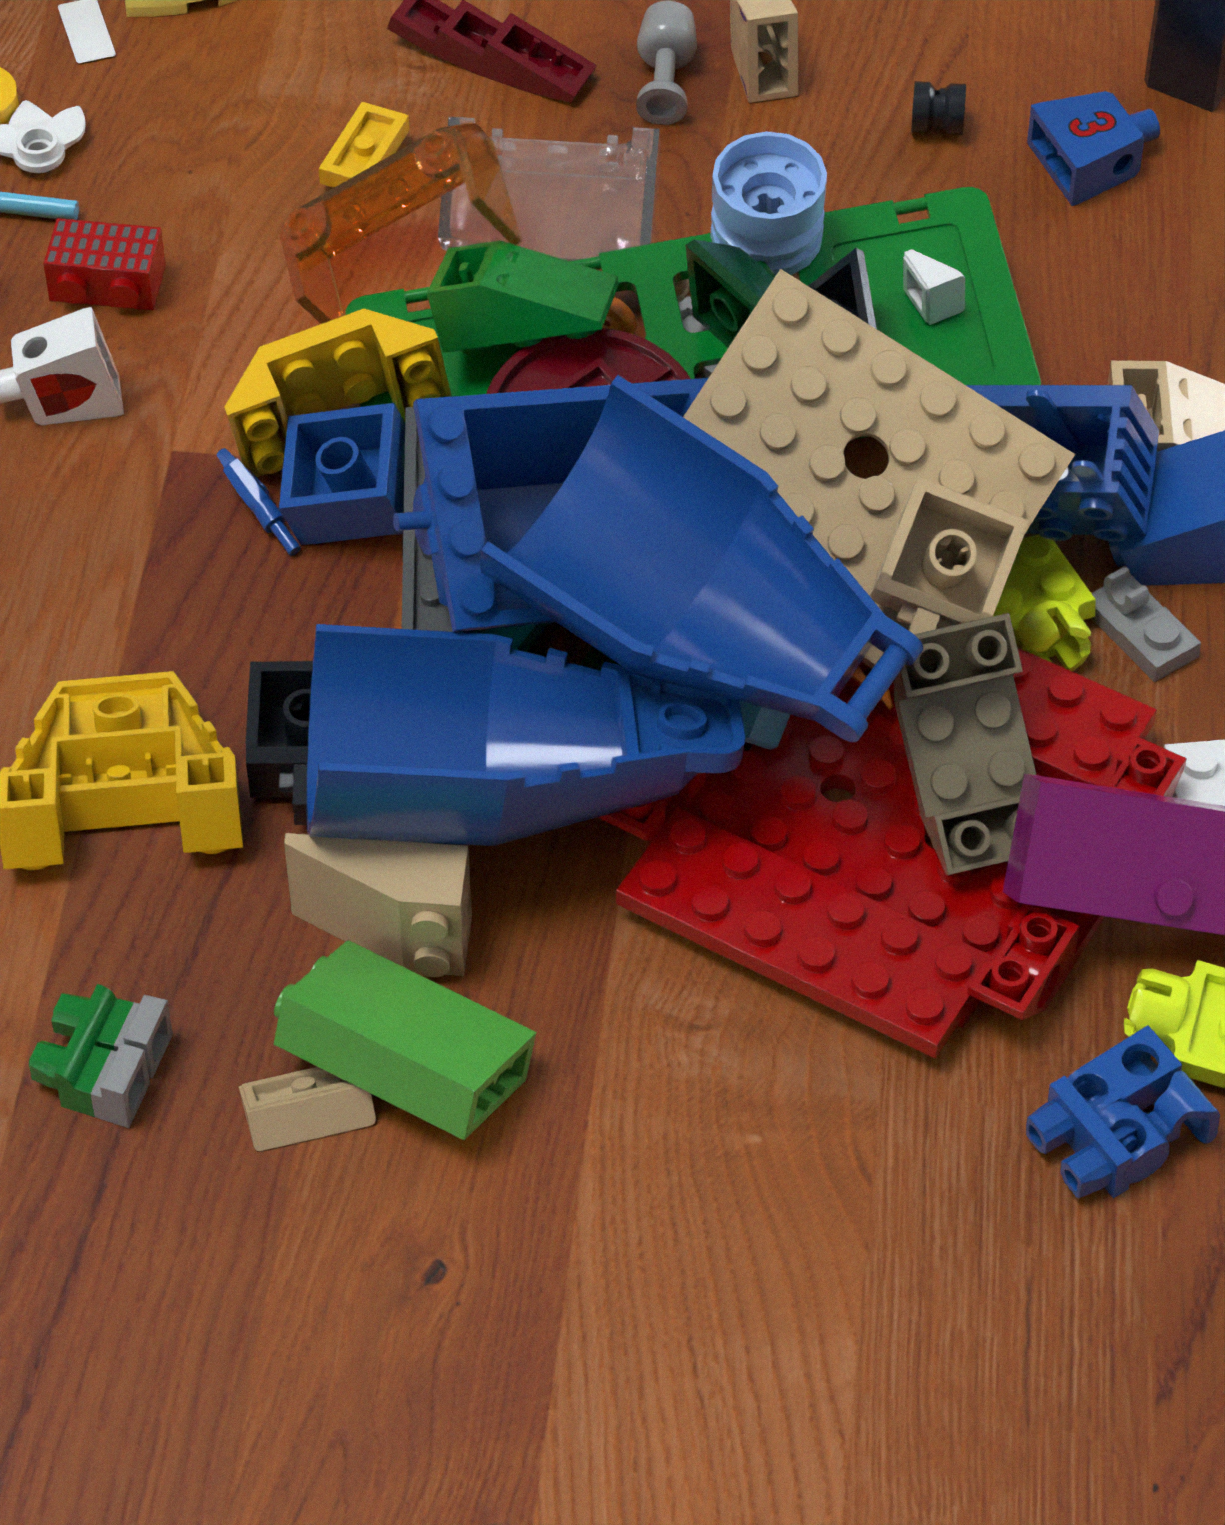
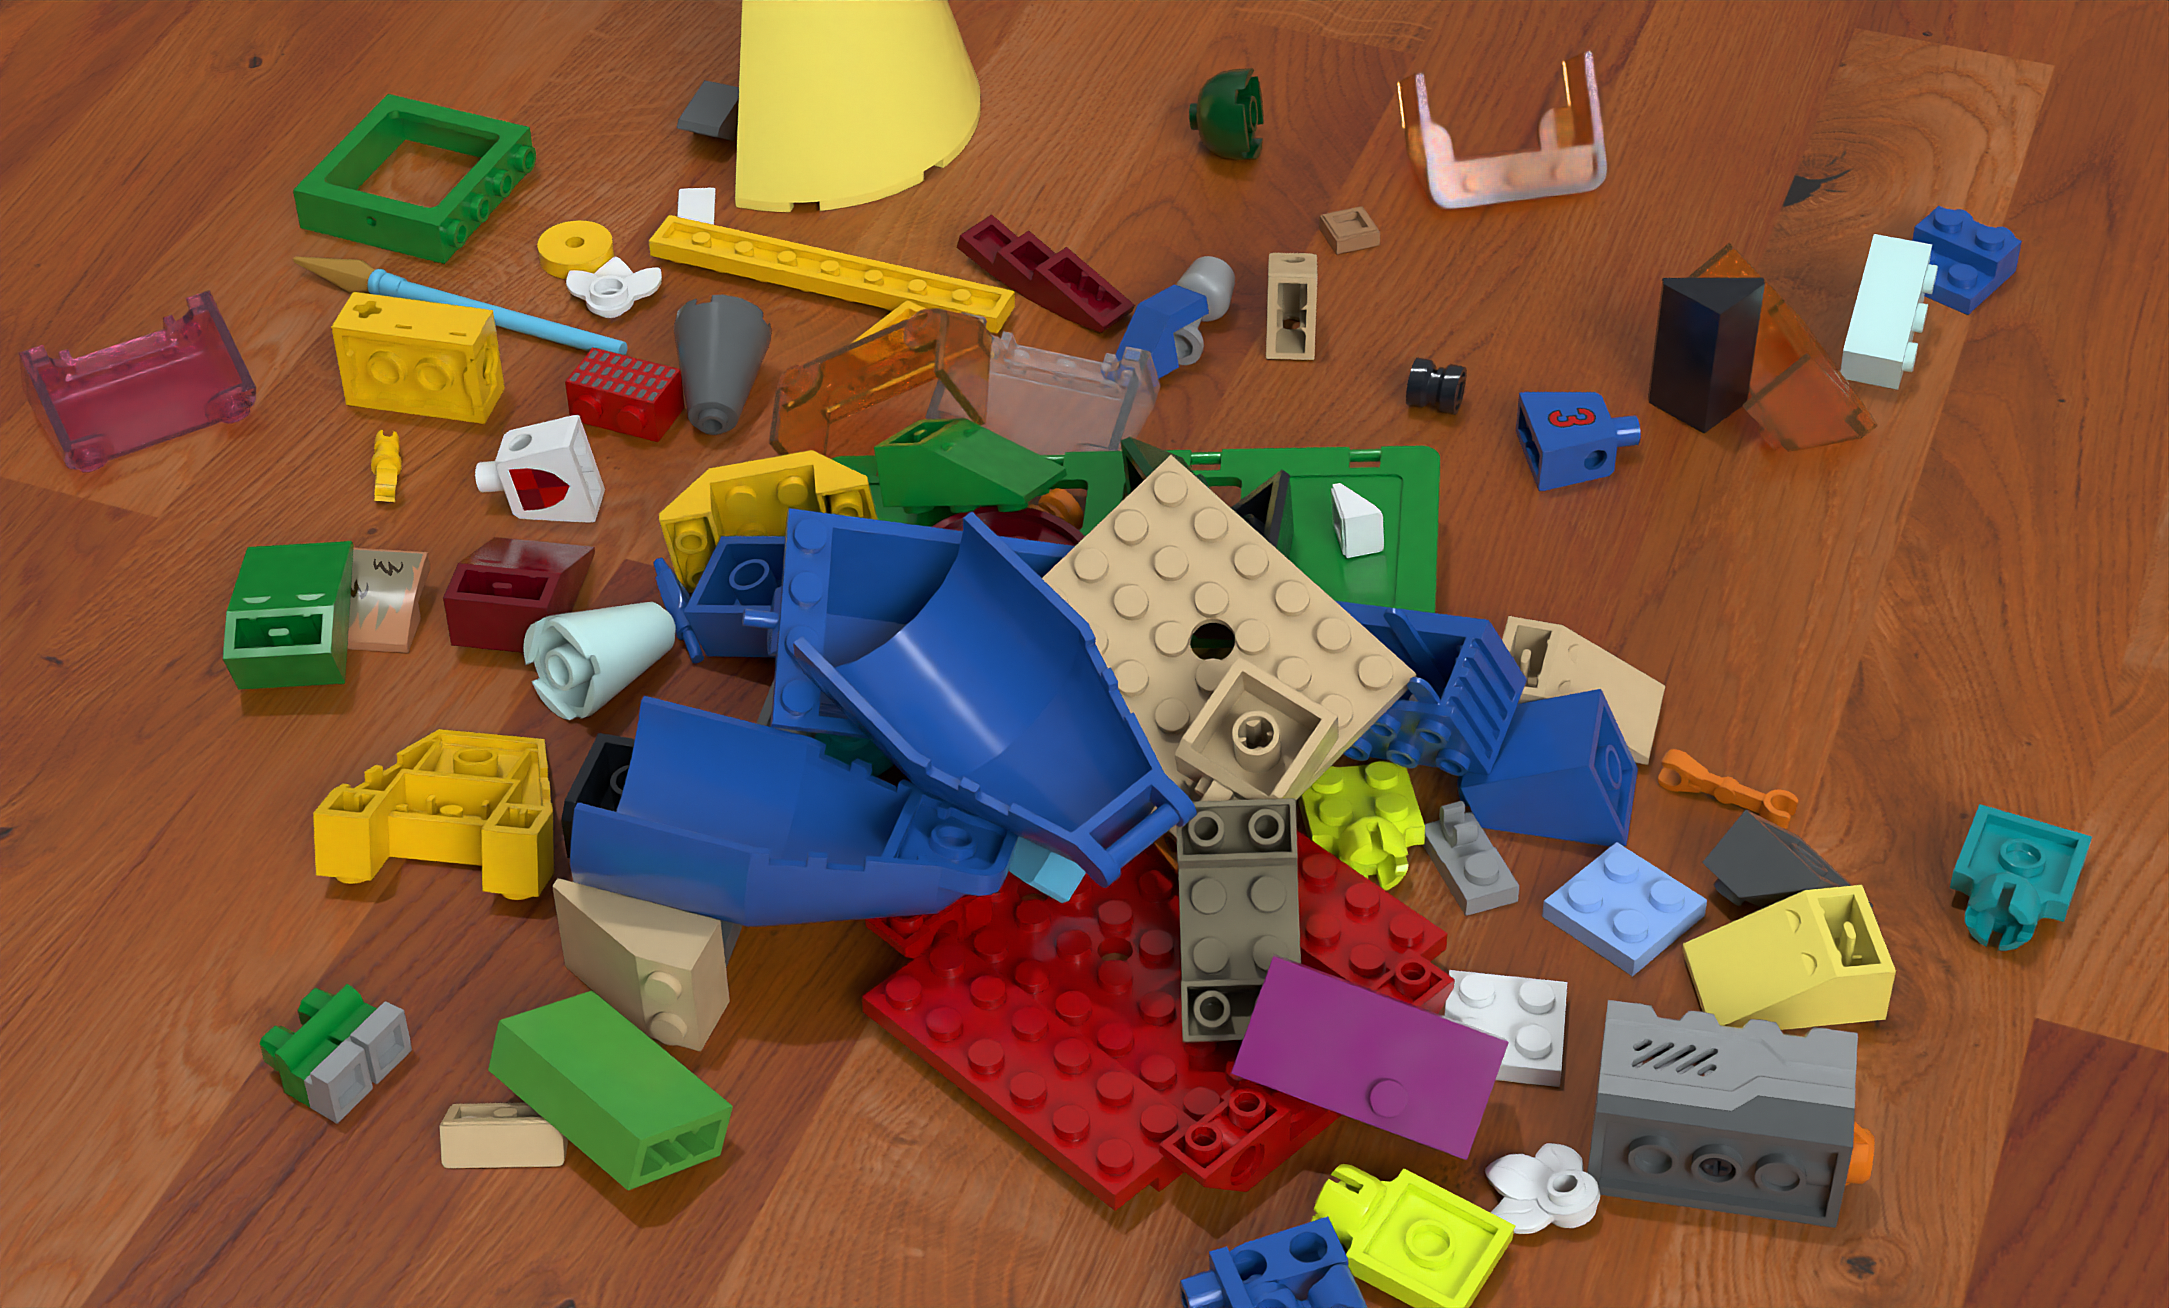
camera: 15 degrees right, 10 degrees down
(85, 515) = (509, 588): none -> dark red slope
(196, 205) = (719, 358): none -> dark grey cone
(197, 572) = (595, 654): none -> light aqua cone
(262, 81) = (825, 271): none -> yellow plate
(636, 90) = (1156, 322): none -> blue slope
(770, 199) = (1224, 423): light blue wheel -> none

